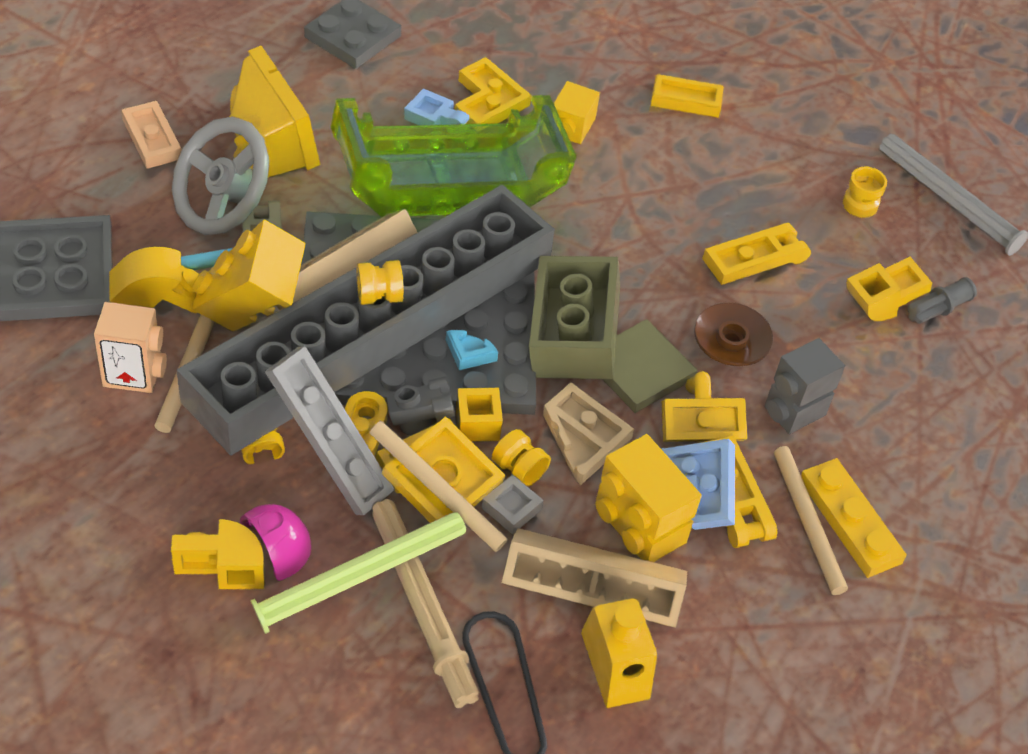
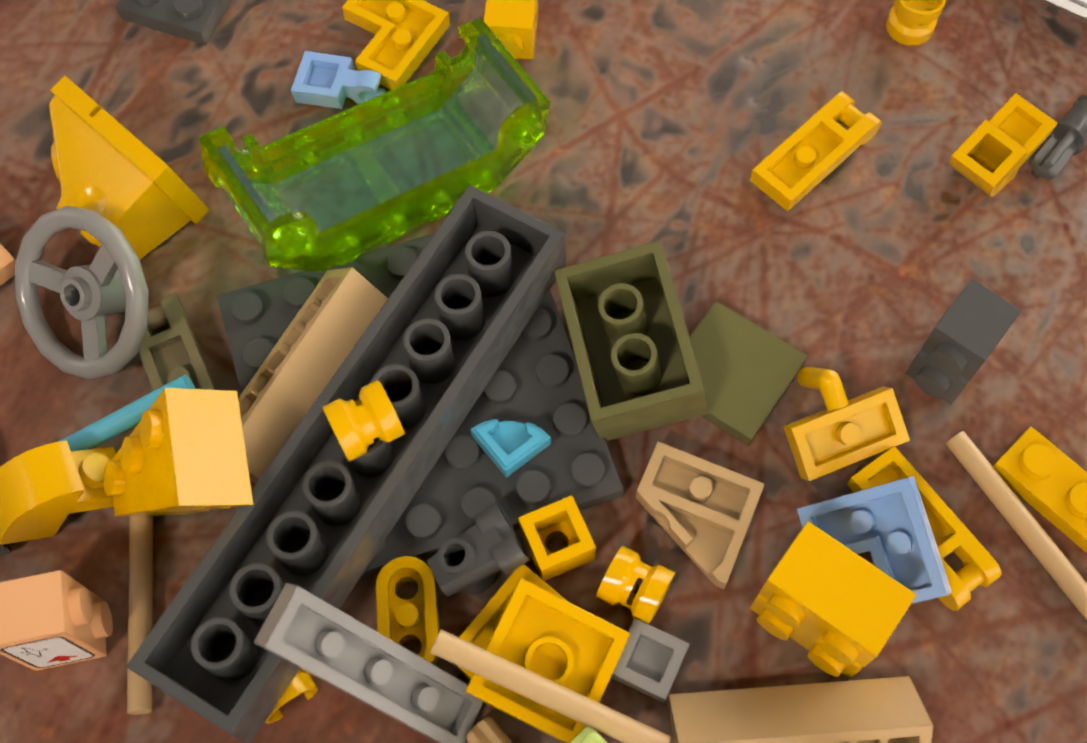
camera: 10 degrees left, 15 degrees up
(733, 334) = (841, 268): reddish brown dish -> none

